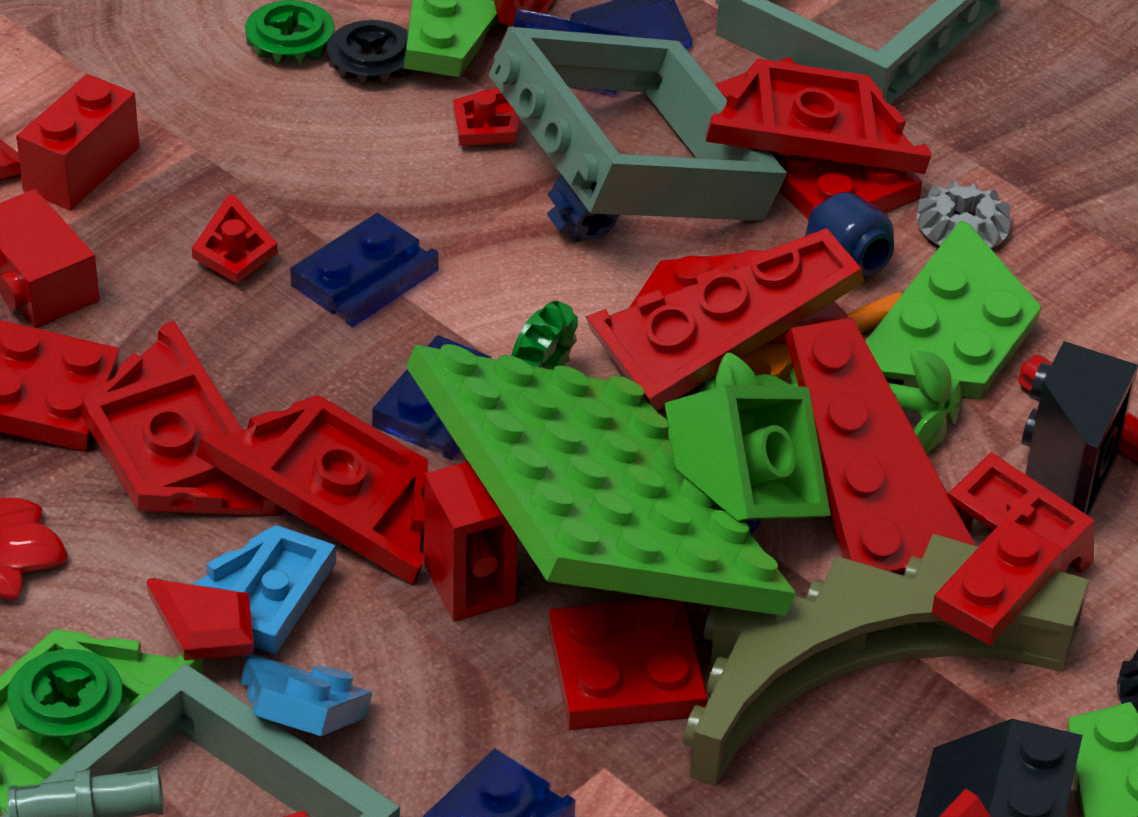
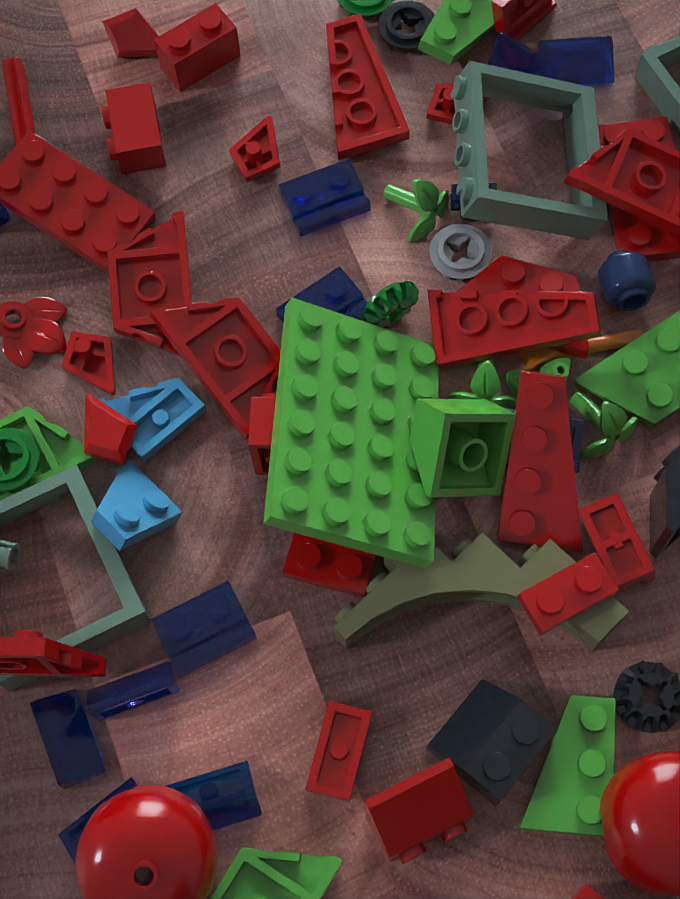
camera: 30 degrees right, 25 degrees up
(119, 552) = (91, 360): none -> red piece
(348, 136) = (362, 96): none -> red wing
(528, 232) = (424, 201): none -> bright green plant
(581, 264) = (455, 238): none -> light grey gear

